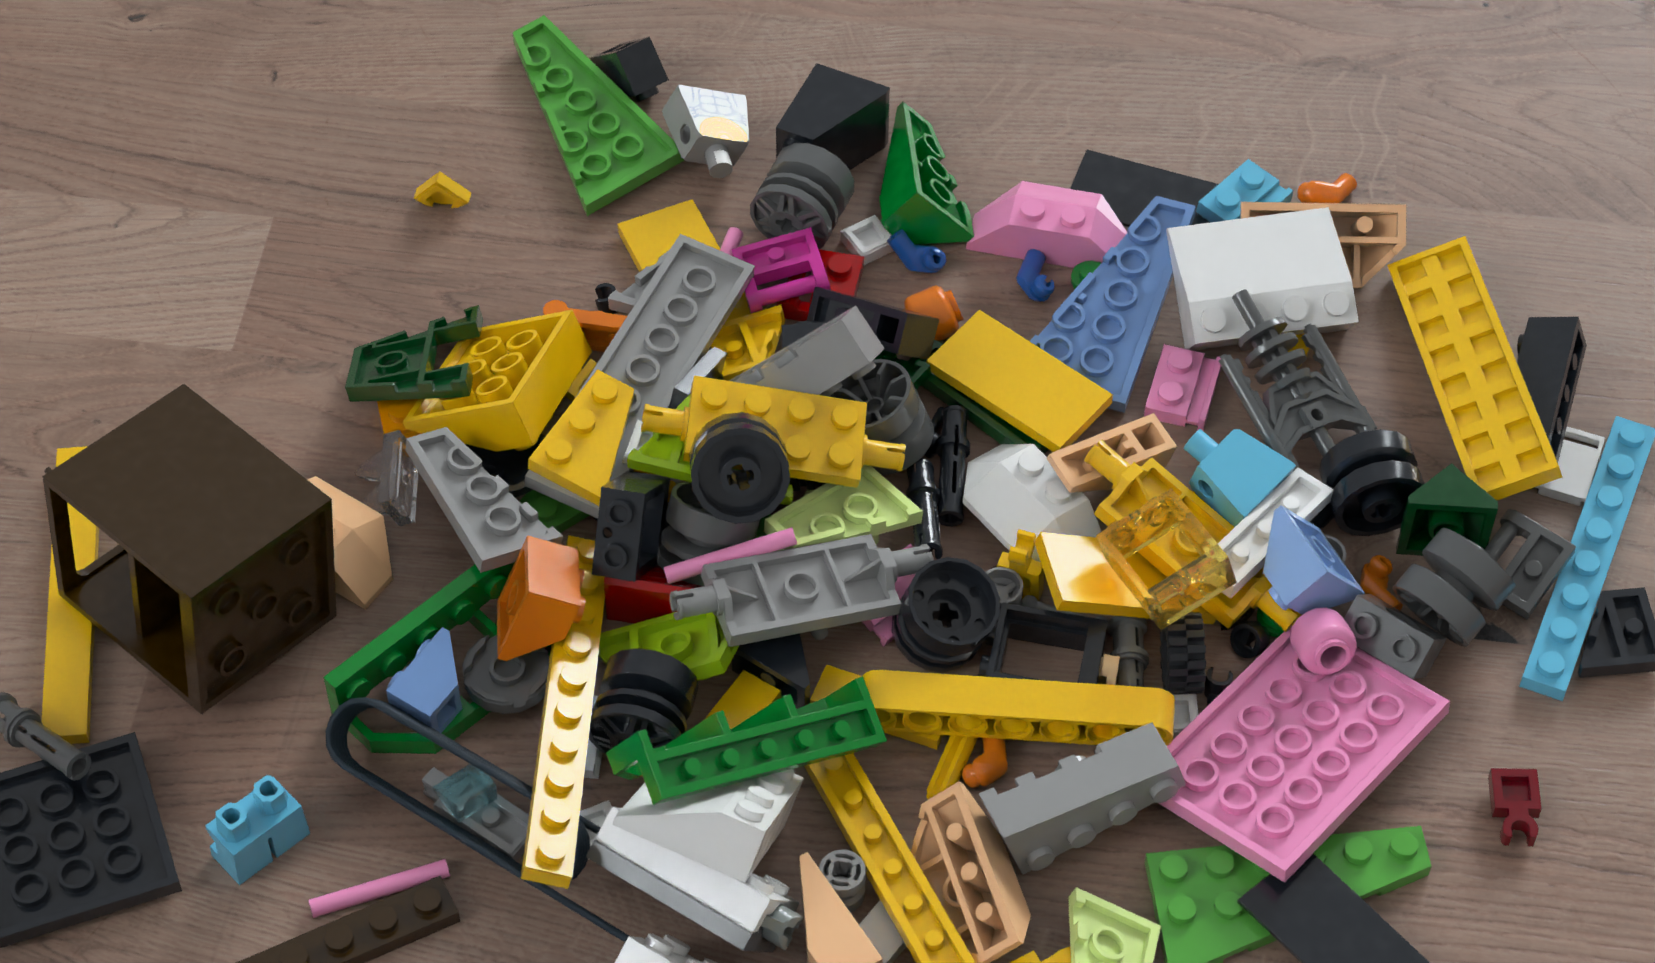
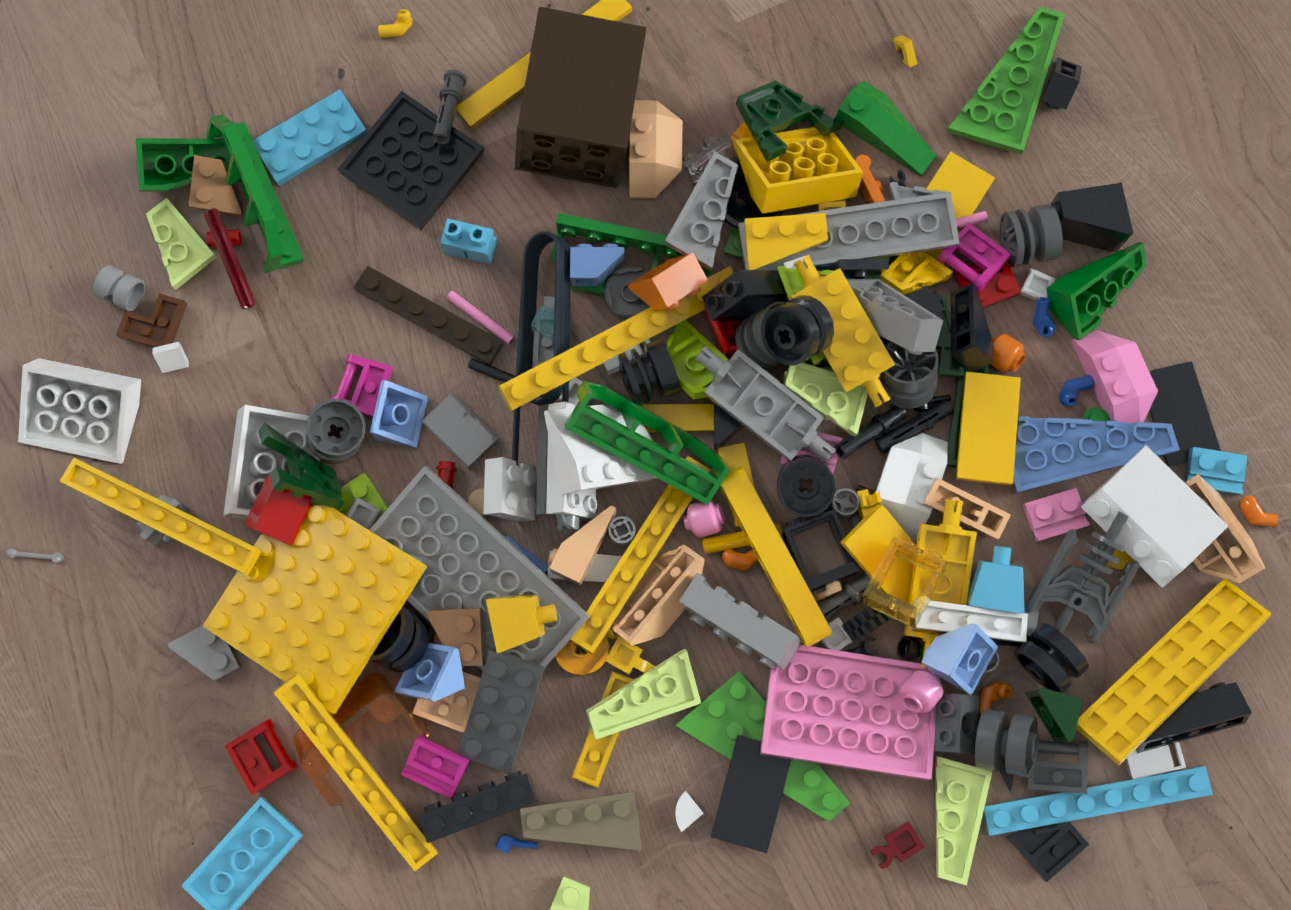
camera: 60 degrees right, 25 degrees up
(483, 913) = (490, 371): none -> black bar
(526, 275) = (879, 122): none -> green wedge
(708, 127) = (1046, 154): light grey torso -> none
(761, 545) = (757, 357): bright pink bar -> none
(899, 768) = (704, 519): none -> bright pink head
(1516, 710) = (959, 810): none -> yellowish green wing

